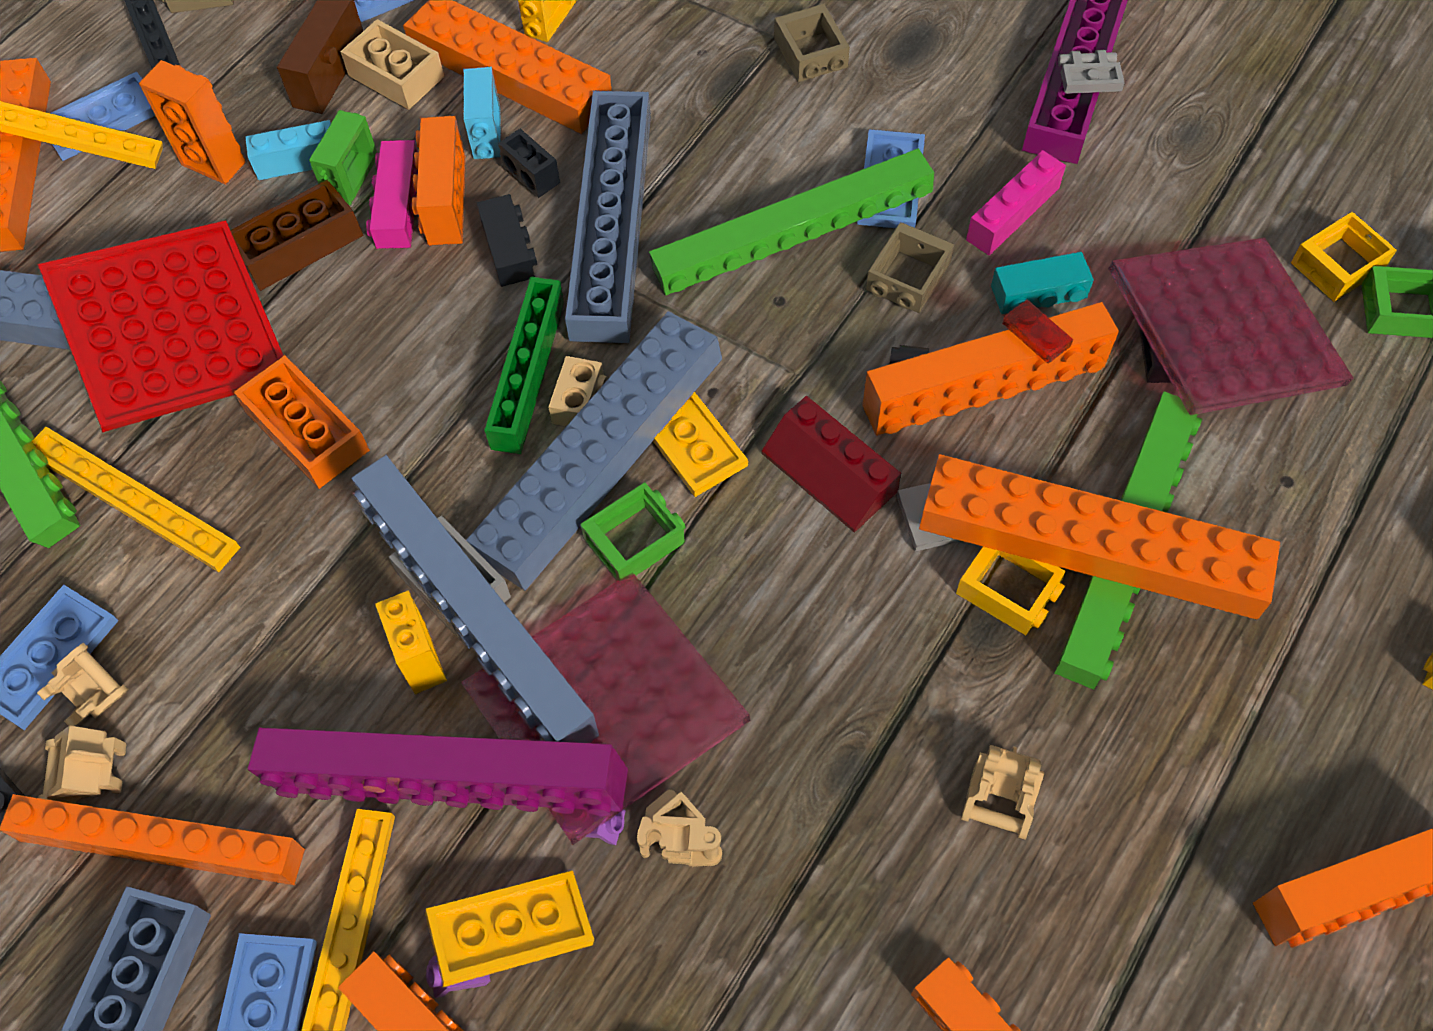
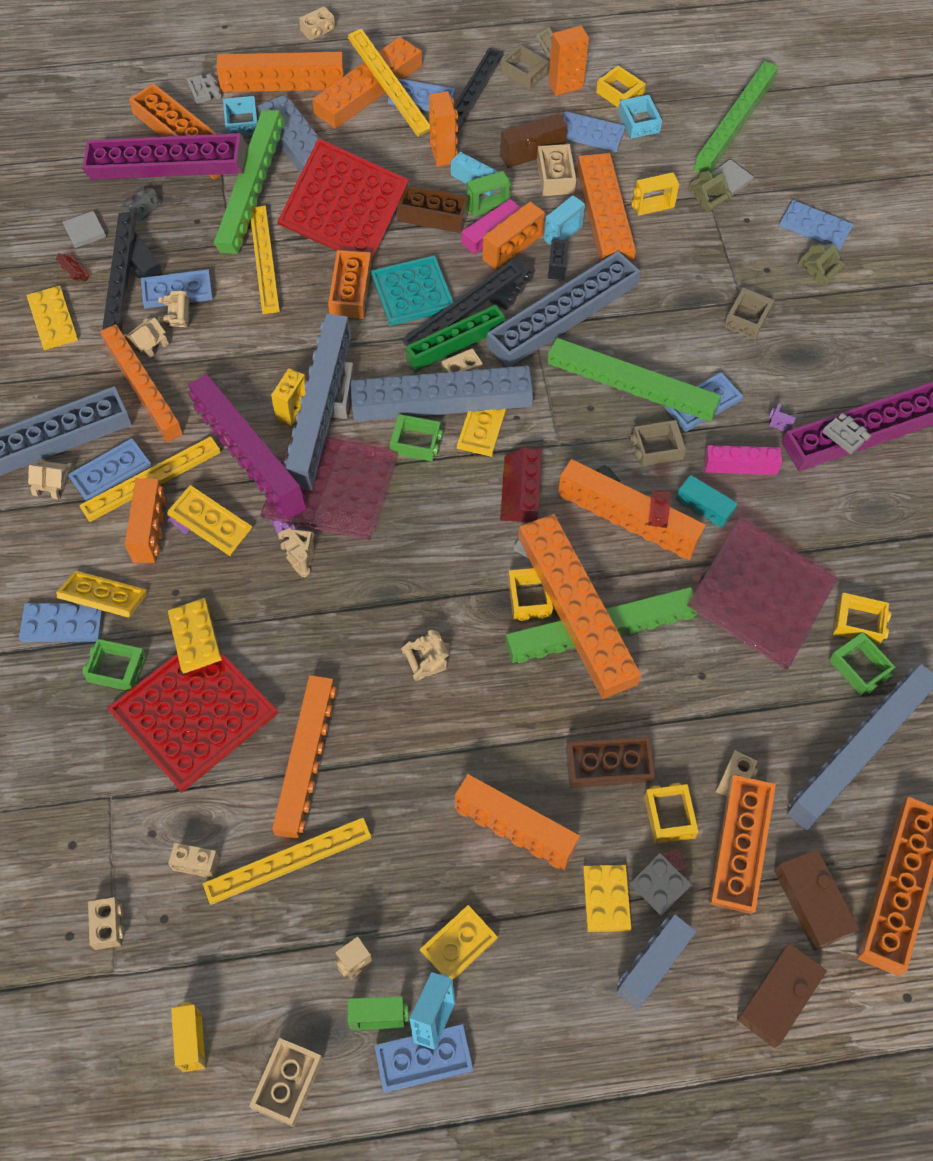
camera: 45 degrees right, 0 degrees up
(390, 358) = (411, 290): none -> teal plate
(489, 319) = (467, 303): none -> black plate
(991, 126) = (781, 420): none -> medium lavender bracket
(1357, 686) = (610, 762): none -> reddish brown brick

